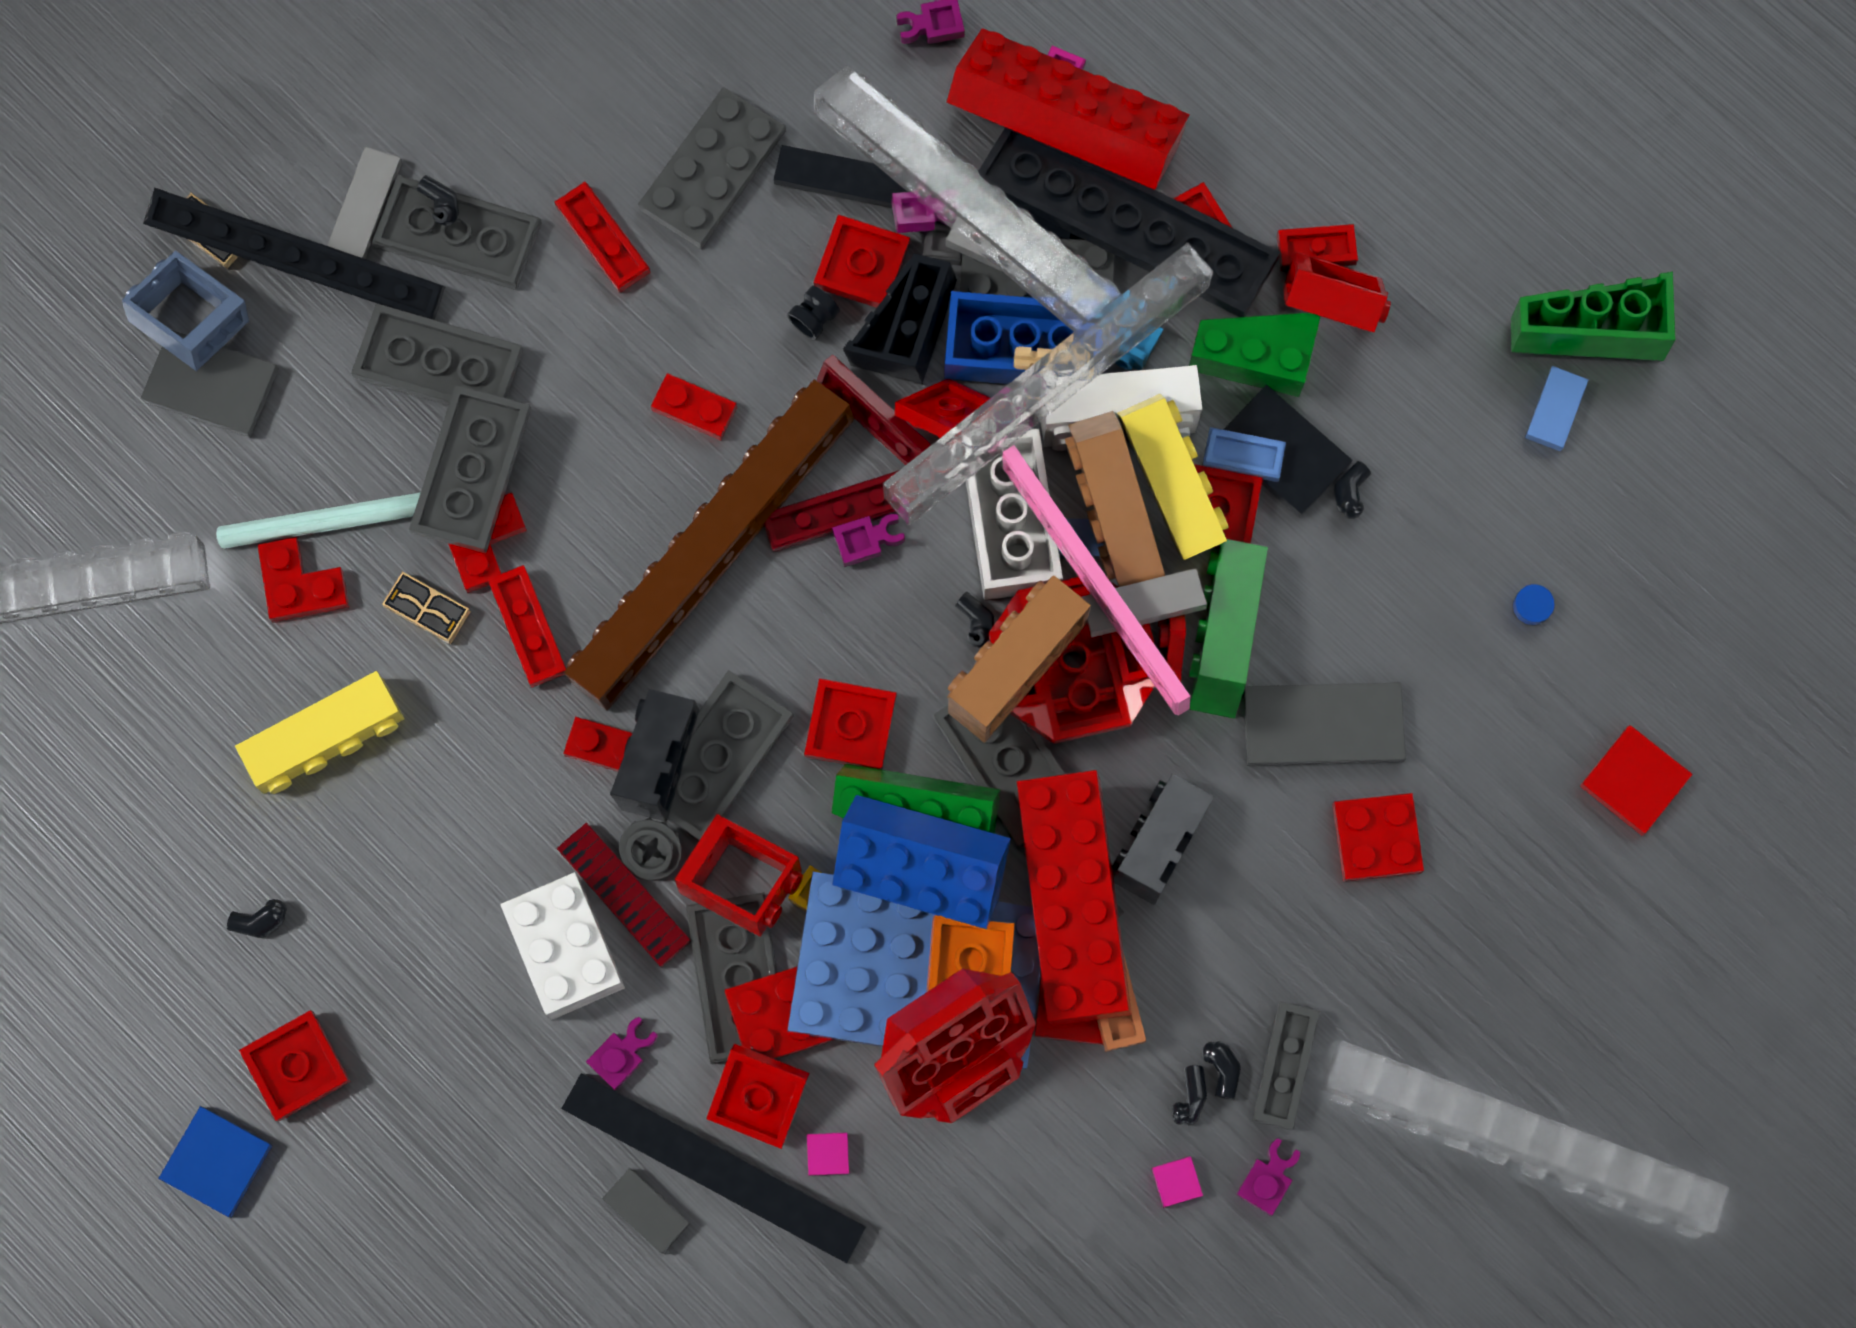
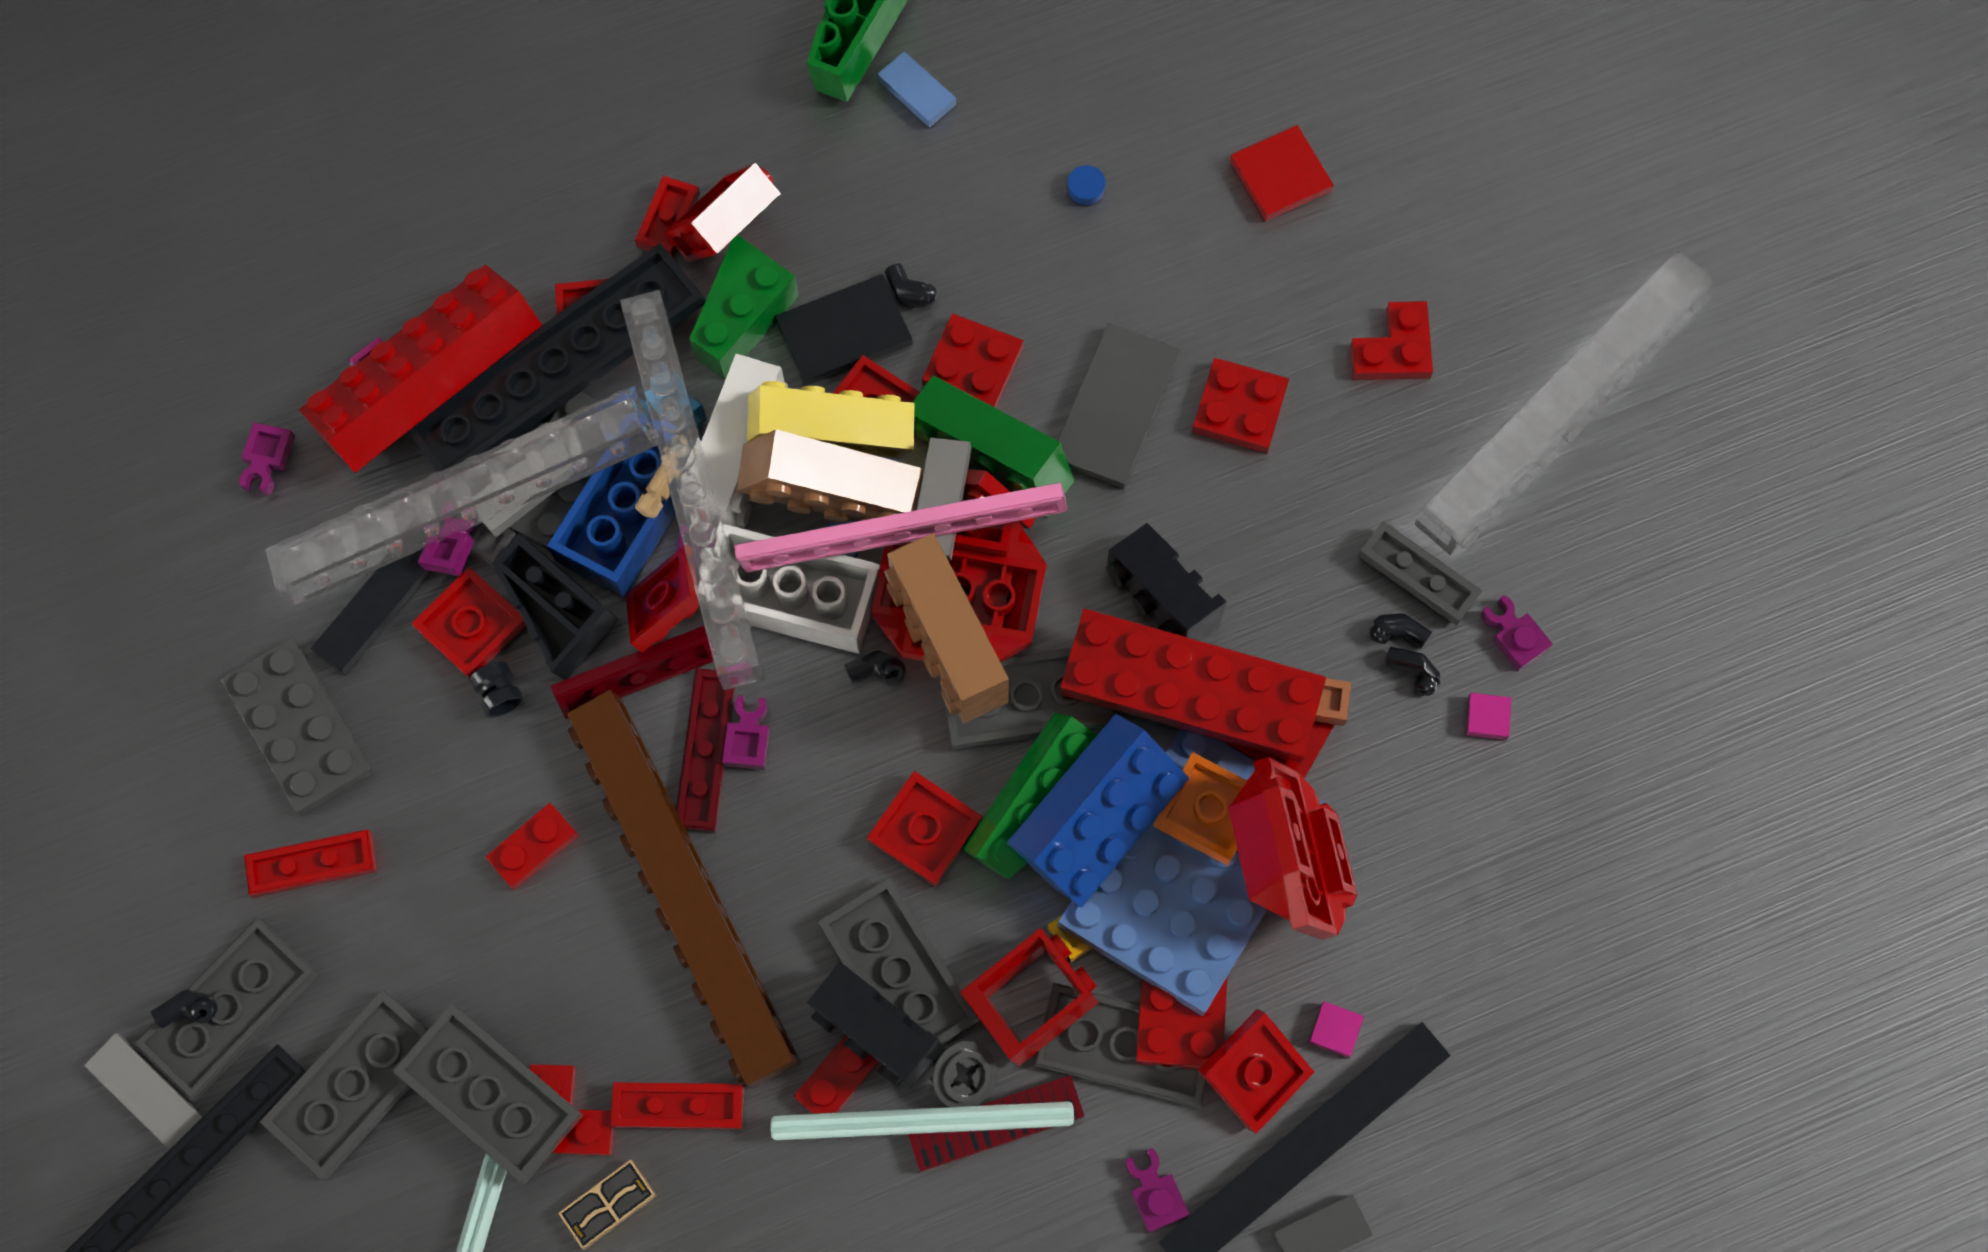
camera: 65 degrees left, 5 degrees down
(562, 946) = (1024, 1205): white brick -> none
(597, 832) = (922, 1120): none -> light aqua axle
(1244, 454) = (834, 358): medium blue tile -> none
(1305, 578) = (974, 359): none -> red plate
(1507, 969) = (1400, 355): none -> red plate

